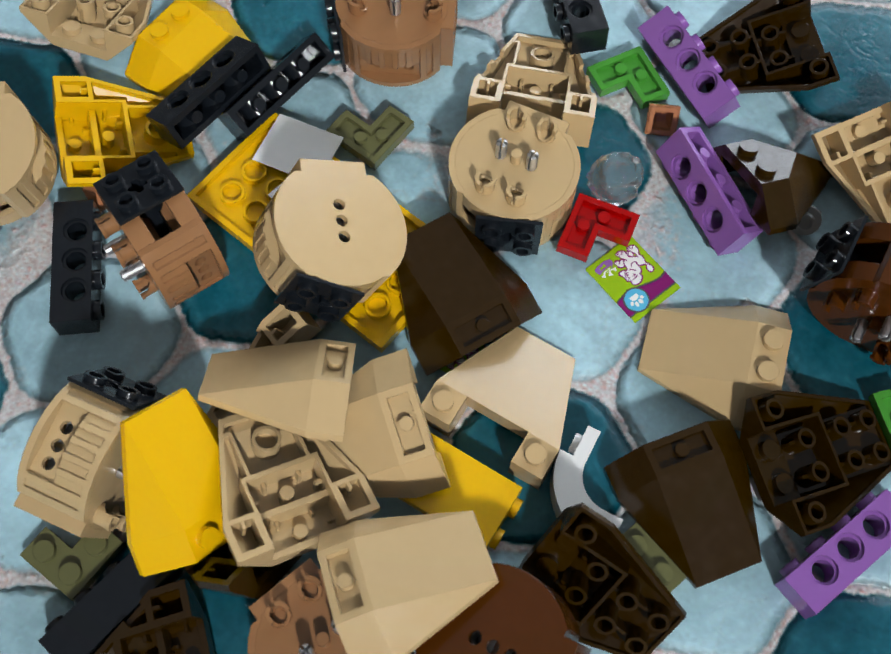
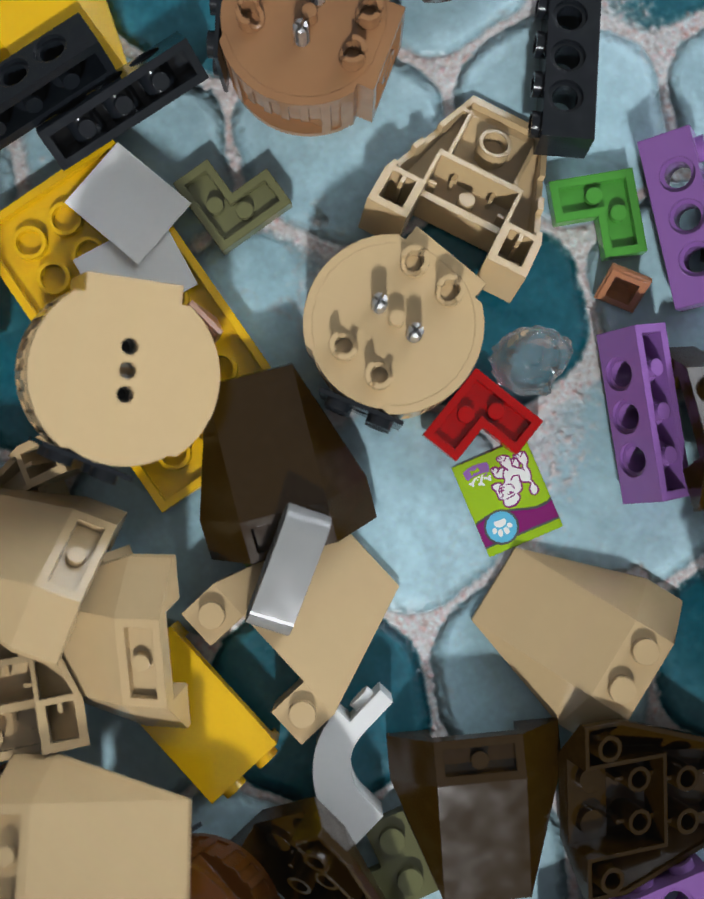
camera: 15 degrees right, 20 degrees up
(492, 347) = (288, 569): none -> light grey beam

